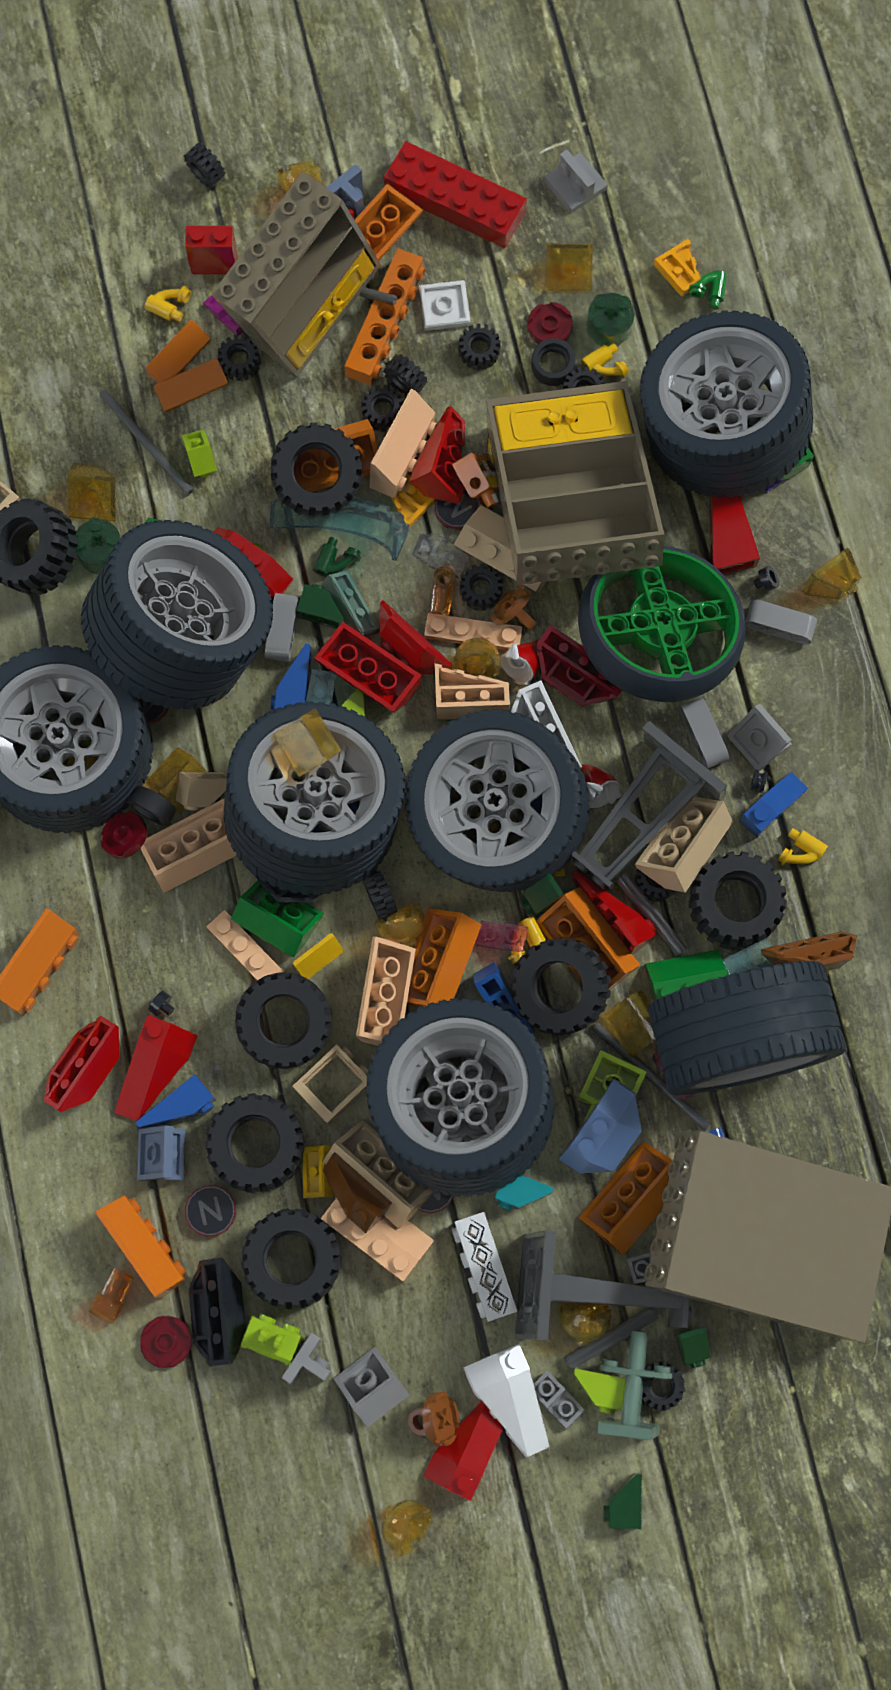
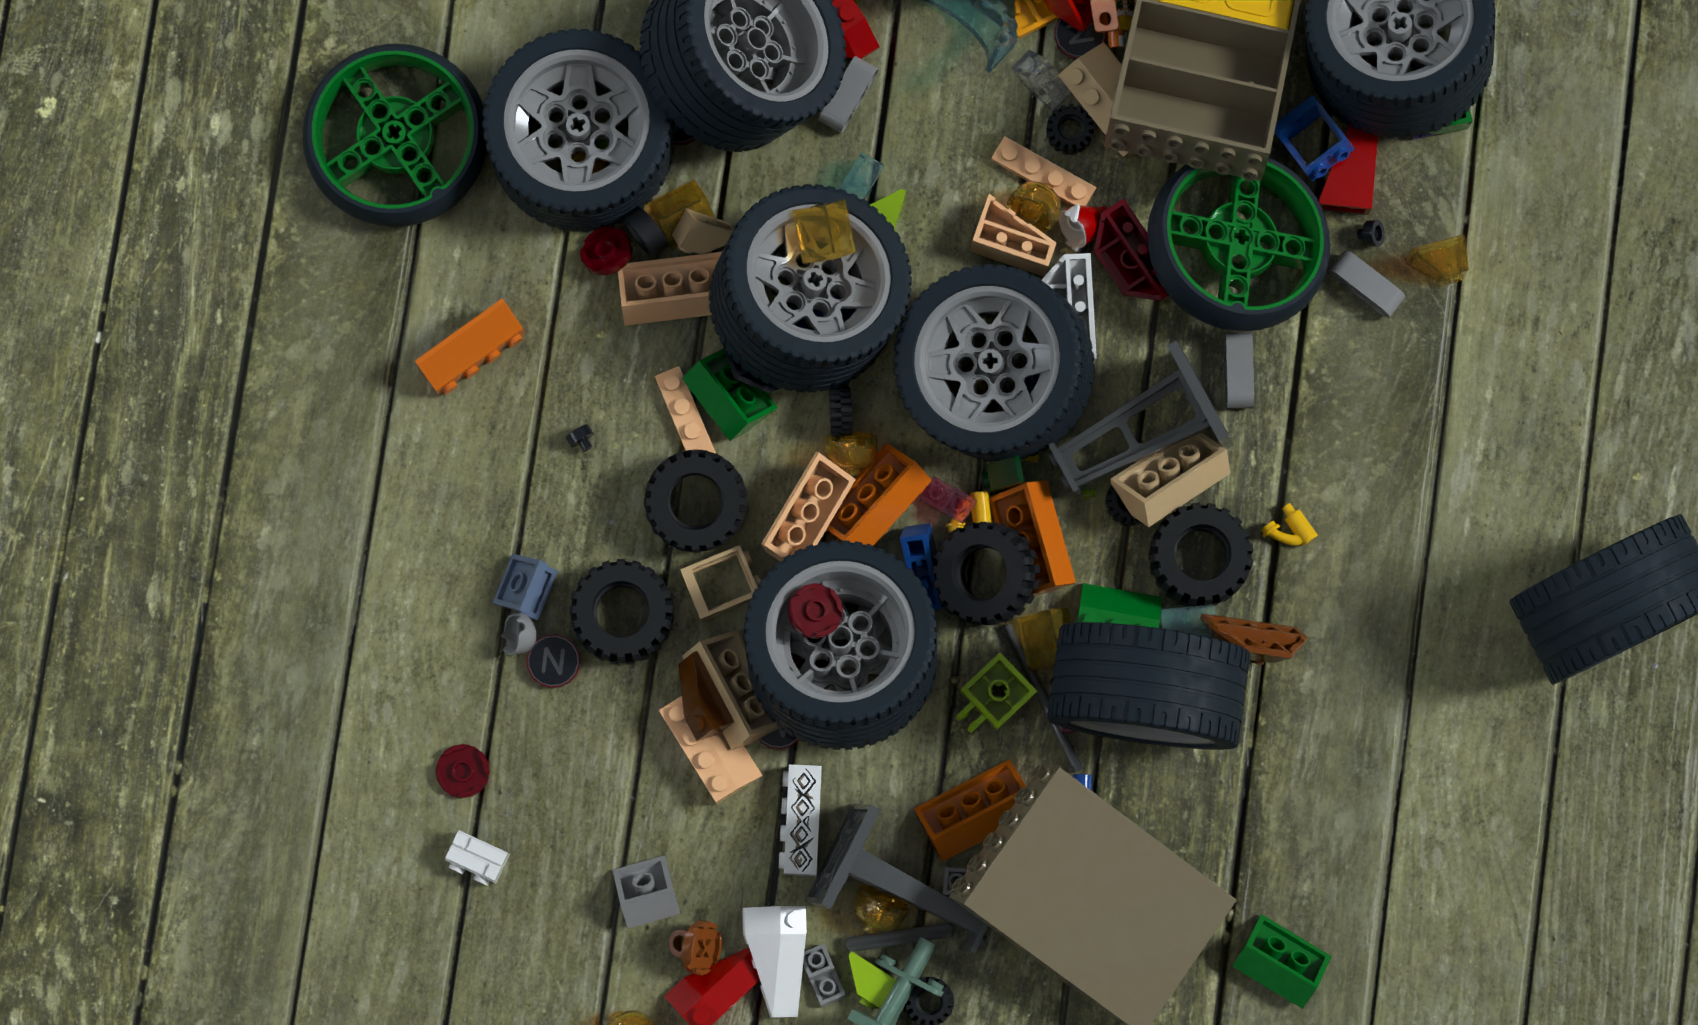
camera: 20 degrees right, 5 degrees up
(83, 1065) = (481, 469): red wedge -> none
(109, 1301) = (421, 710): clear orange piece -> none
(141, 1246) = (473, 669): orange slope -> none
(155, 1061) = (553, 493): red wedge -> none
(171, 1198) = (519, 634): none -> light grey hair
(181, 1104) = (566, 545): blue slope -> none
(207, 1415) = (476, 857): none -> white brick
(217, 1312) = (523, 761): black wedge -> none
(257, 1248) = (605, 702): black tyre -> none
(272, 1340) = (566, 809): lime hinge -> none
(294, 684) = (837, 161): blue slope -> none
(303, 1359) = (590, 839): light grey bracket -> none
(314, 1181) = (667, 670): yellow slope -> none
(318, 607) = (894, 87): dark green slope -> none
(318, 956) = (755, 449): yellow slope -> none
(326, 557) = (918, 42): dark green plant -> none
(350, 603) = (927, 97): sand green slope -> none
(369, 668) = (919, 173): red slope -> none
(407, 644) = (970, 161): red wedge -> none
(427, 1075) = (815, 610): none -> dark red tile
(442, 593) = (1027, 121): clear orange piece -> none
(511, 606) = (1092, 162): dark orange tile -> none
(521, 1193) = (866, 762): teal slope -> none
(601, 786) = (1109, 384): white hat -> none
(605, 1132) = (972, 735): medium blue wedge -> none
(626, 922) = (1079, 535): red wedge -> none
(650, 912) = (1108, 535): dark grey axle -> none
(670, 506) = (1301, 118): none -> blue window
(693, 1347) = (975, 976): dark green slope -> none
(758, 781) = (1274, 441): black bush -> none
(759, 737) = (1293, 397): light grey bracket -> none
(773, 804) = (1280, 471): blue slope -> none

